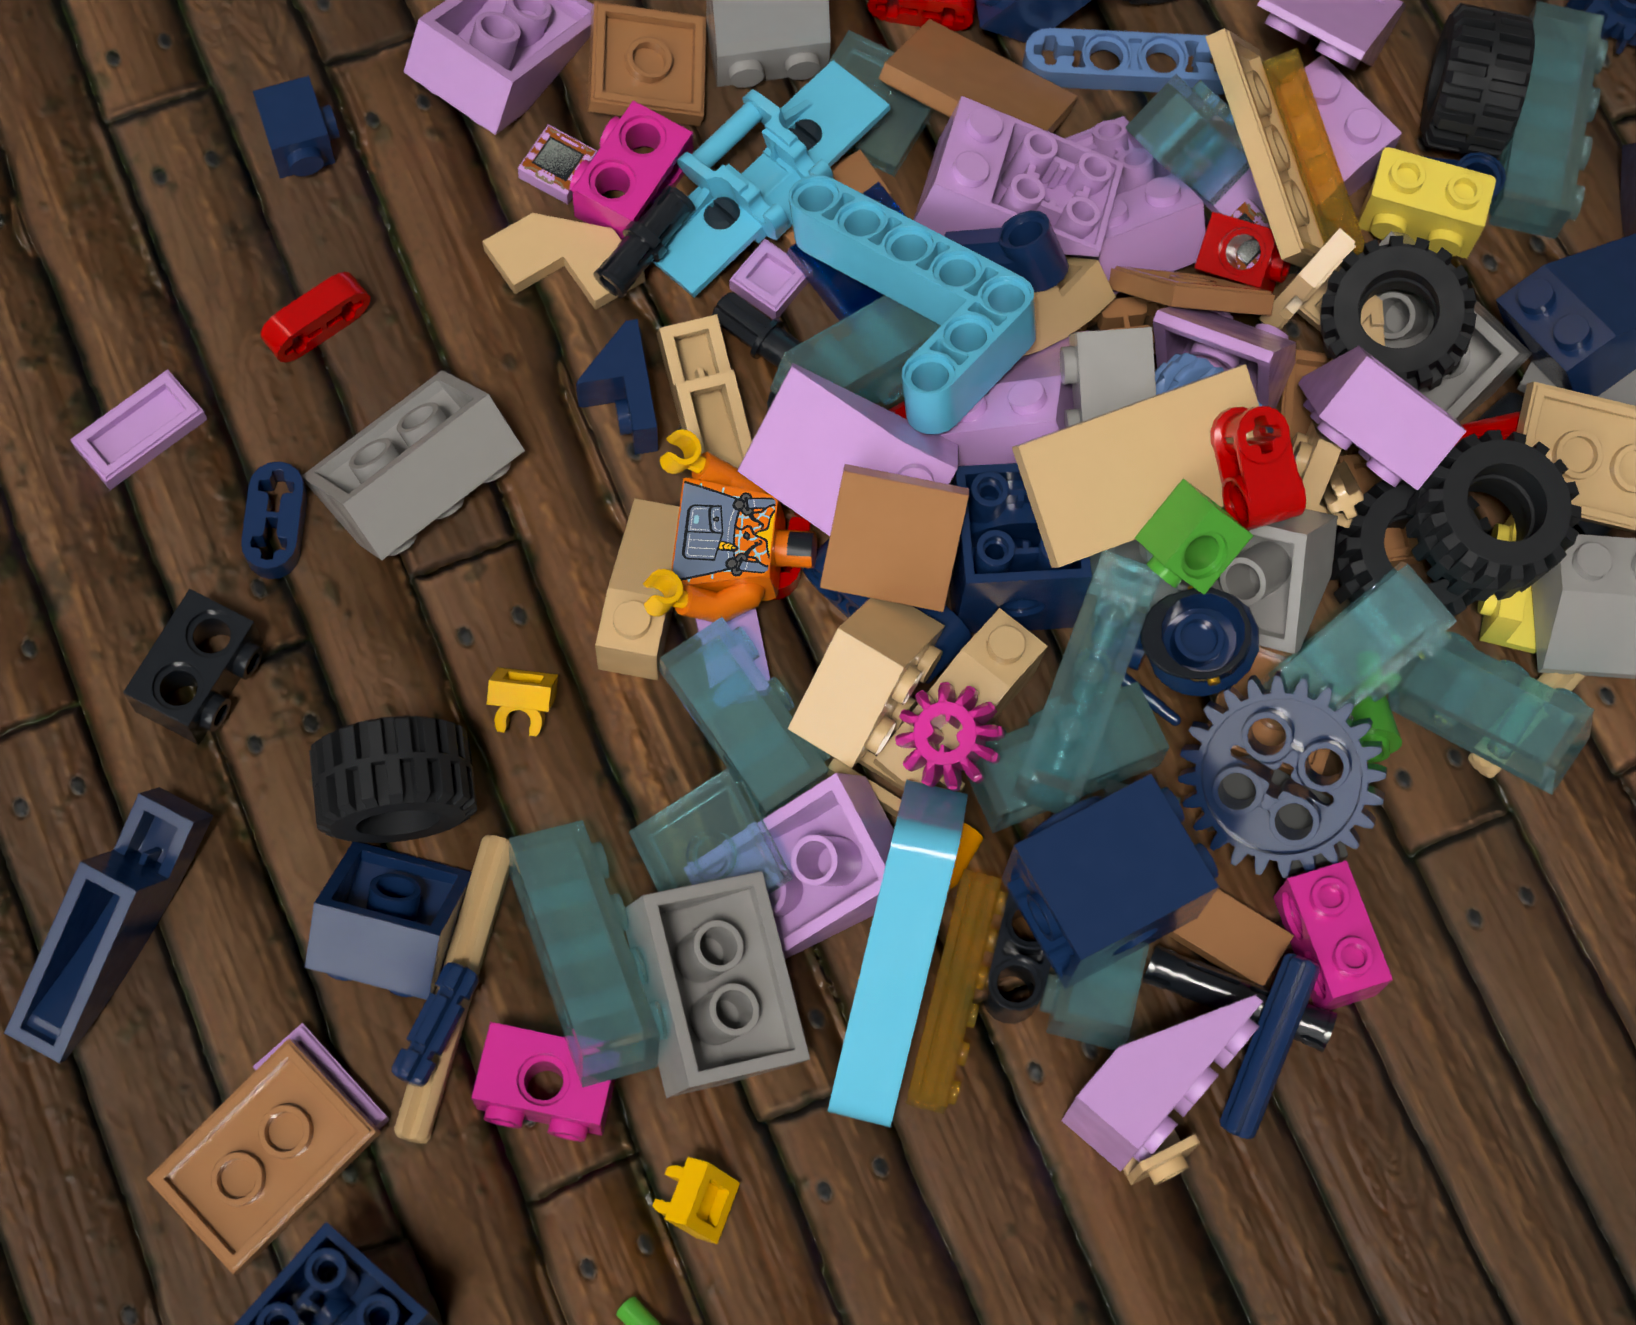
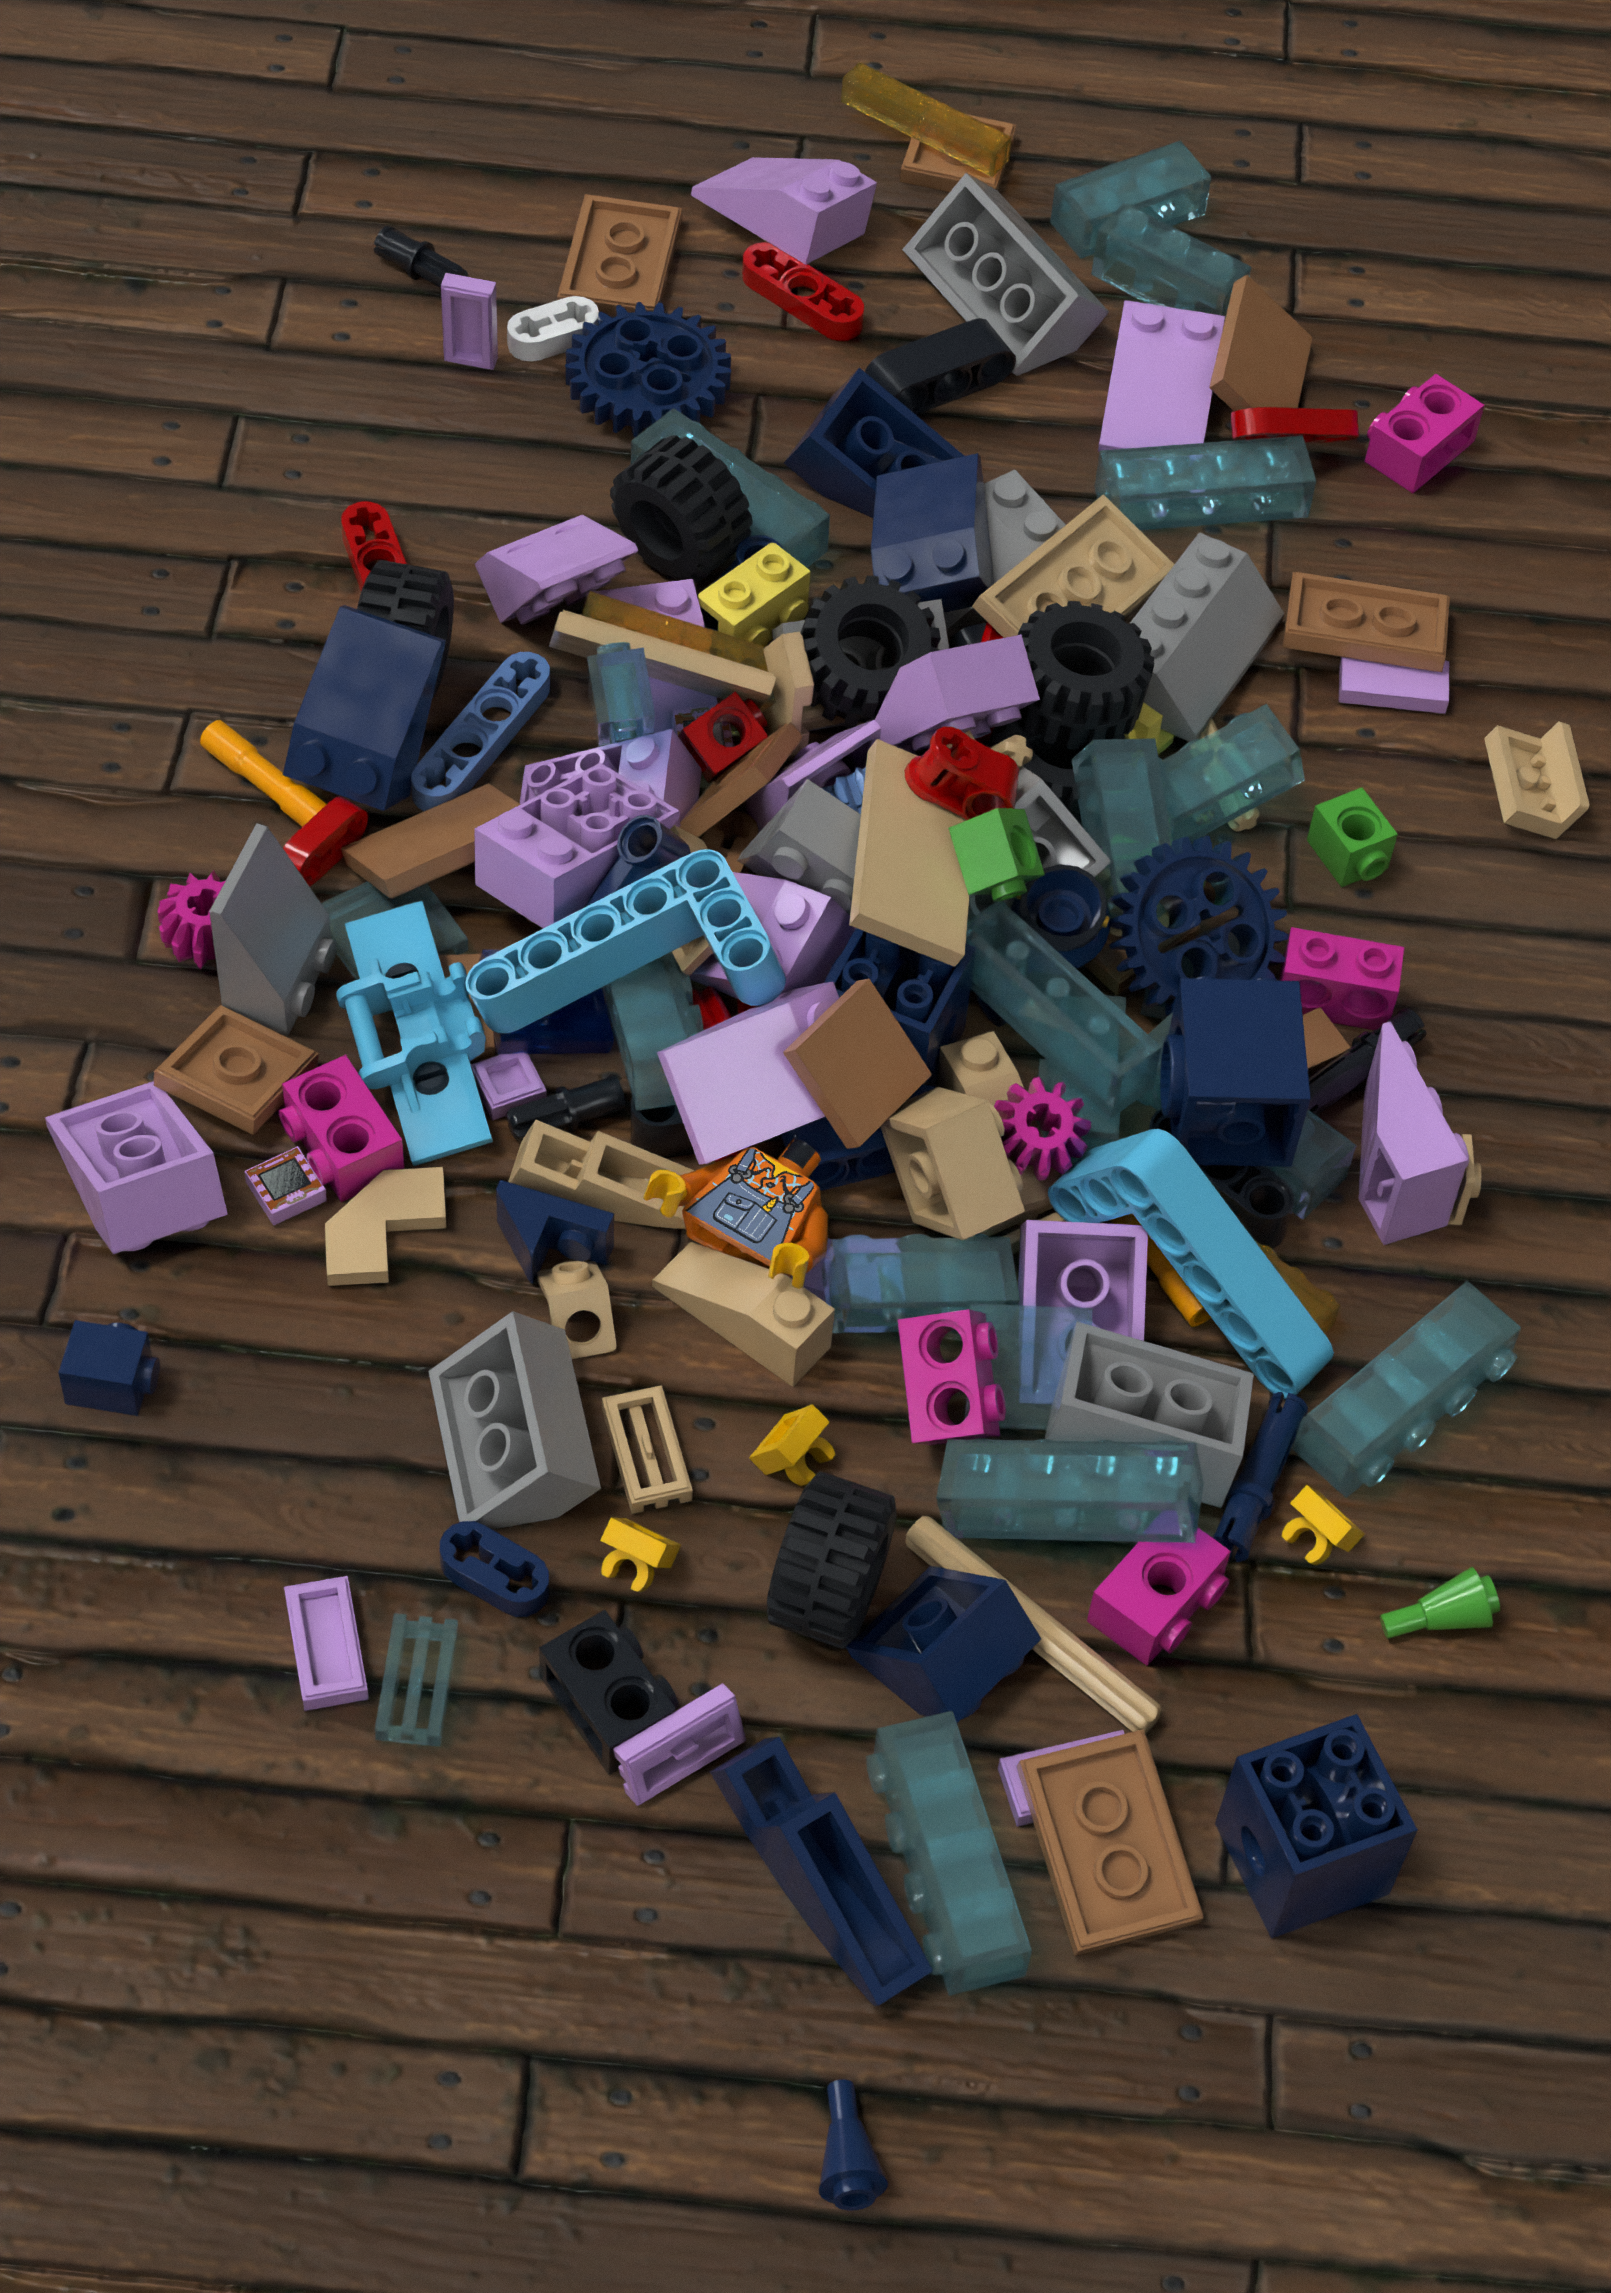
camera: 60 degrees left, 15 degrees down
(133, 495) = (423, 1632): none -> clear light blue tile
(172, 750) = (680, 1744): none -> lavender tile
(180, 1023) = (950, 1854): none -> clear light blue brick
(315, 317) = (314, 1439): red beam -> none
(349, 621) = (640, 1546): none -> yellow tile
(435, 1024) = (1070, 1640): dark blue axle -> none
(474, 598) = (657, 1491): none -> tan tile
(573, 439) = (575, 1288): none -> tan bracket
(644, 241) = (422, 1144): black pin -> none
(644, 790) = (933, 1381): none -> dark pink brick
(721, 1117) = (1252, 1494): none -> dark blue pin
(891, 1214) = (1407, 1390): none -> clear light blue brick
(1269, 1046) = (1374, 1010): dark blue axle -> none
(1538, 857) = (1352, 837): none -> bright green brick

